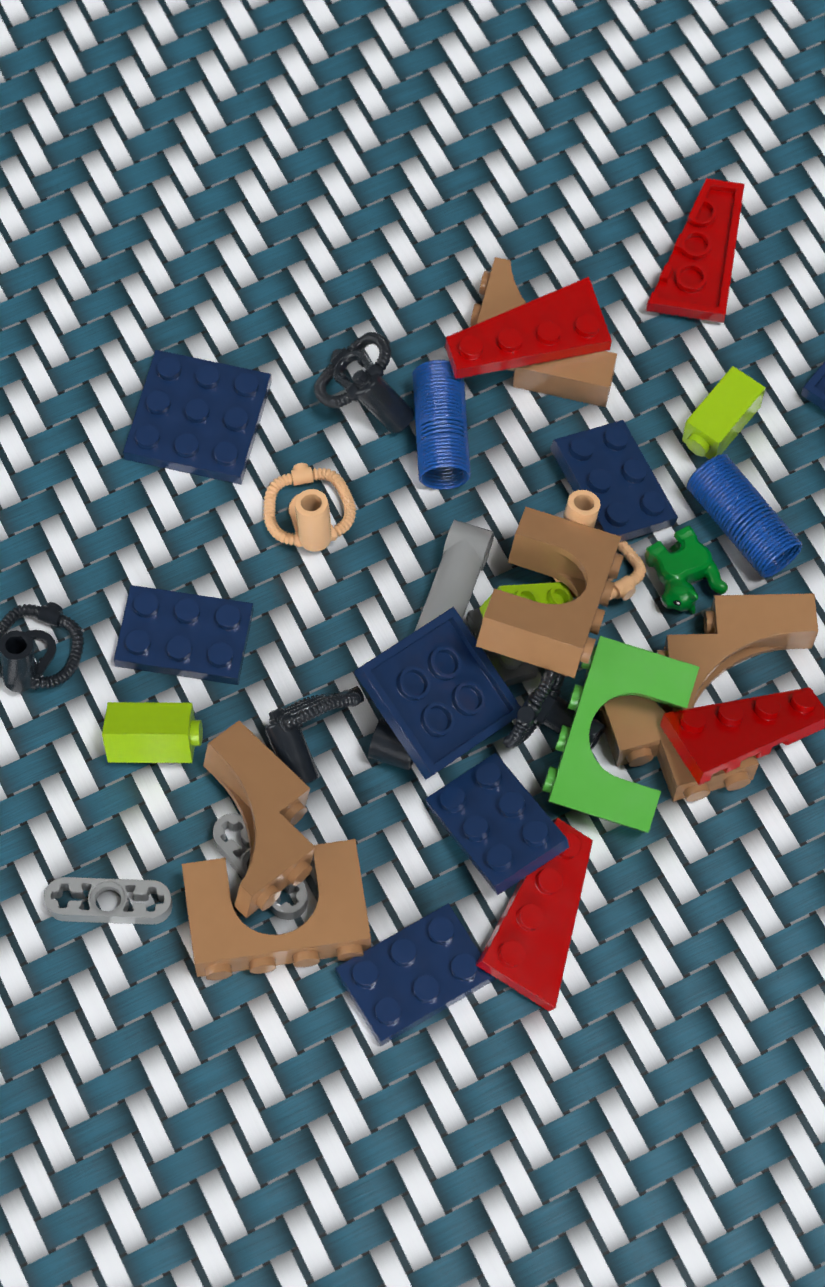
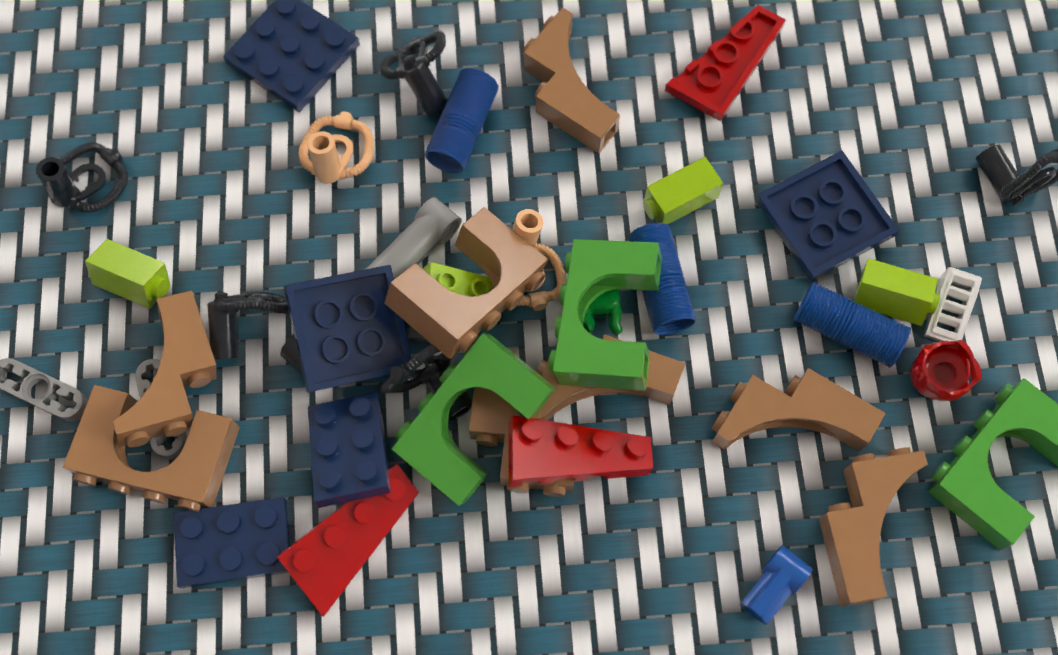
camera: 25 degrees right, 5 degrees up
(184, 635) = (198, 209): dark blue plate -> none
(537, 332) = (566, 75): red wing -> none
(616, 471) = (571, 207): dark blue plate -> none
(708, 623) = (593, 270): none -> bright green arch

